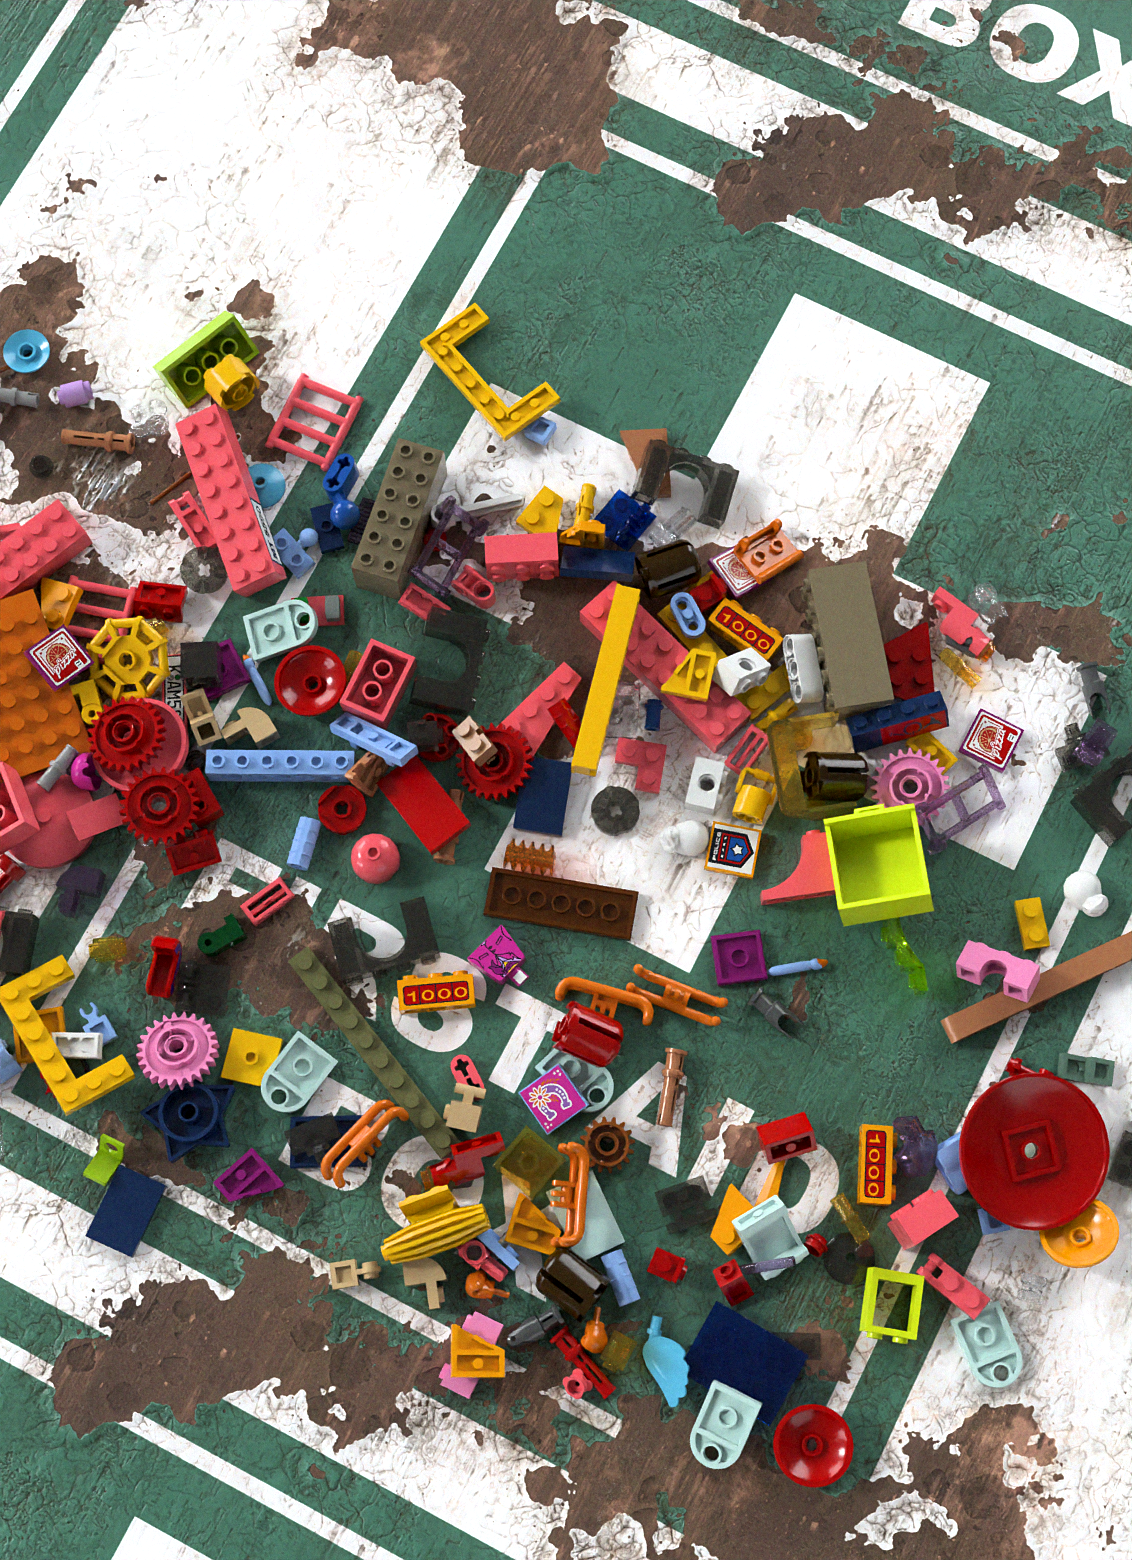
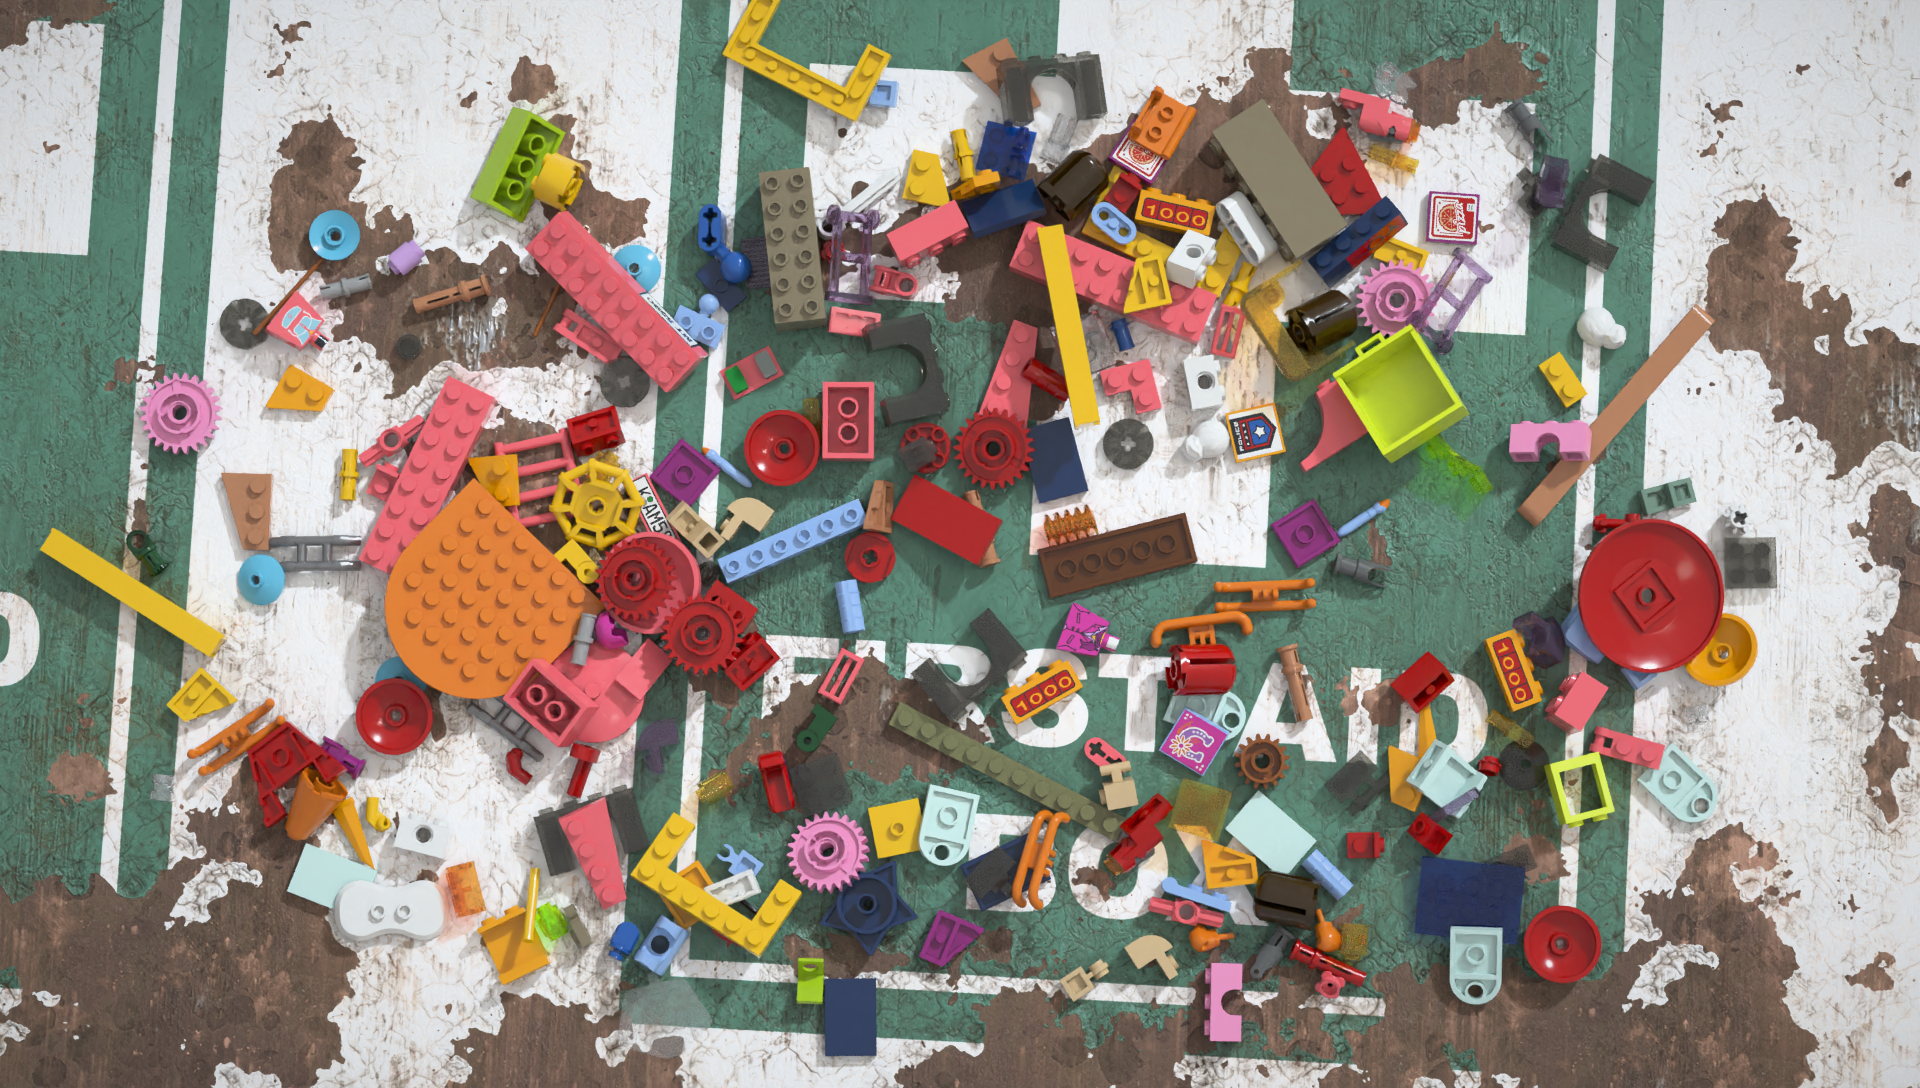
camera: 25 degrees left, 10 degrees up
(59, 658) = (533, 534): tile -> none
(149, 419) = (487, 250): clear plate -> none
(201, 664) = (672, 479): clear smoke head -> none
(279, 629) = (724, 409): light aqua tile -> none
(334, 442) = (686, 170): coral bar -> none
(374, 739) = (871, 479): light blue hinge -> none
(375, 858) = (923, 590): coral cylinder -> none
(434, 1226) = (1141, 905): yellow plate -> none
(474, 1356) = (1230, 1002): light orange wing -> none
(475, 741) = (974, 443): piece -> none
(572, 1195) = (1252, 821): orange piece -> none
(666, 1363) = (1401, 931): medium azure animal -> none
(752, 800) = (1253, 380): yellow piece -> none

